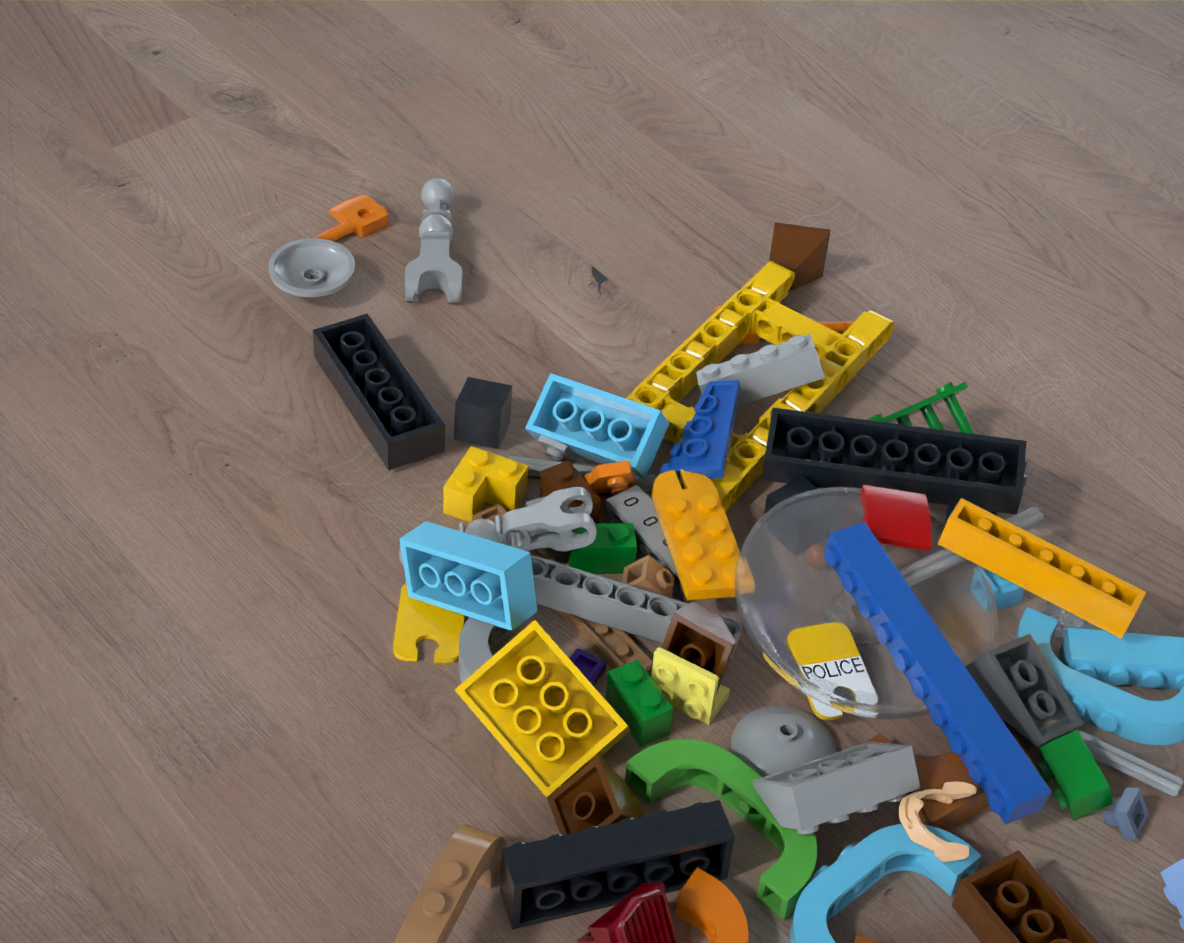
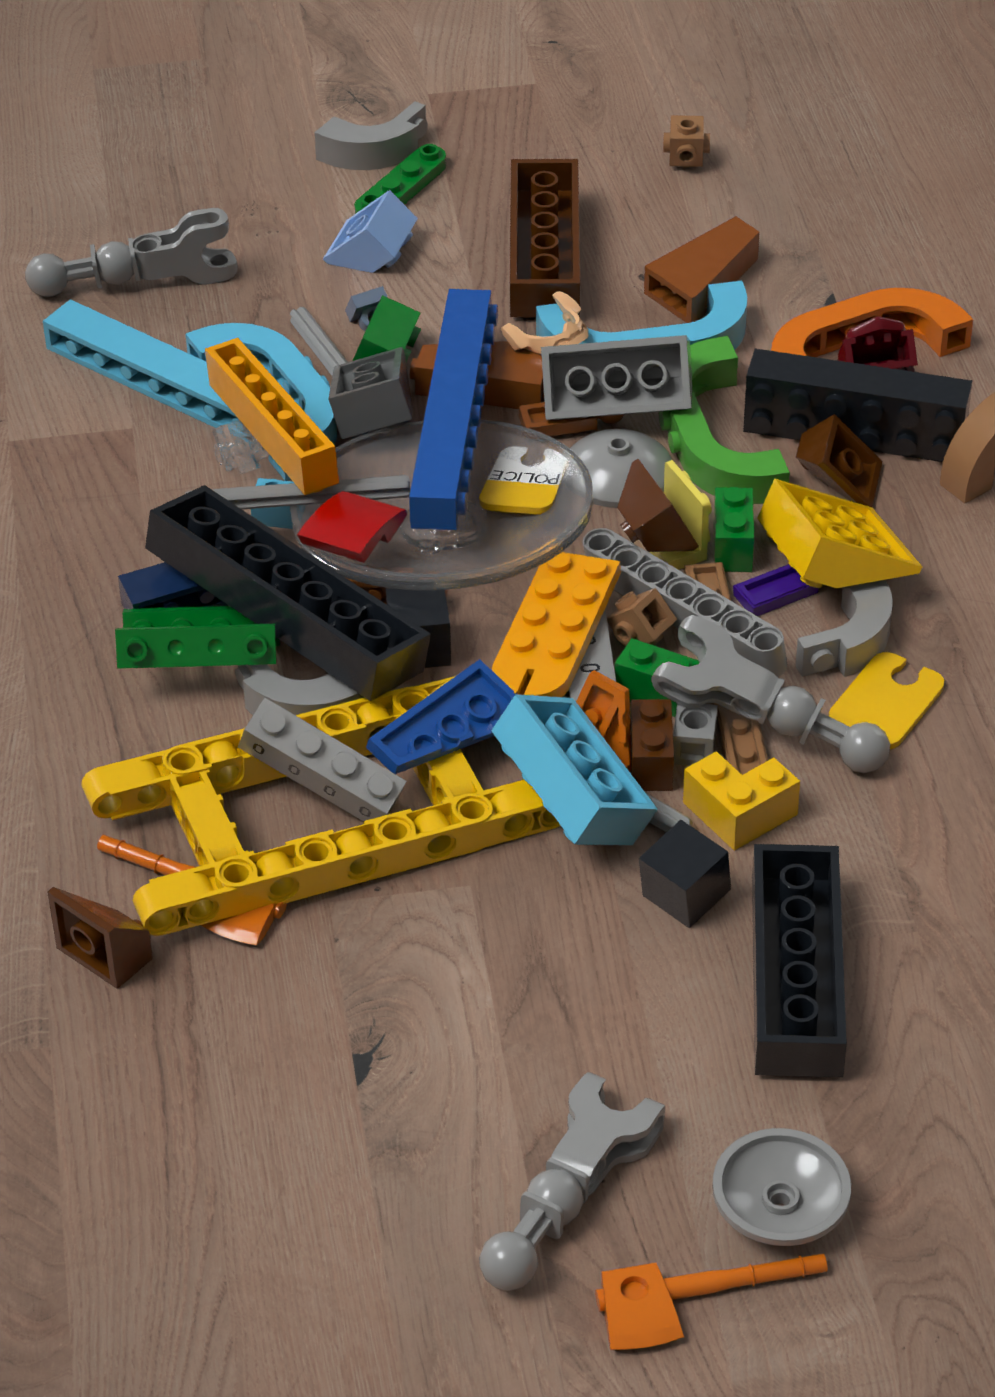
camera: 145 degrees left, 0 degrees up
(469, 575) = (844, 644): medium azure brick -> none

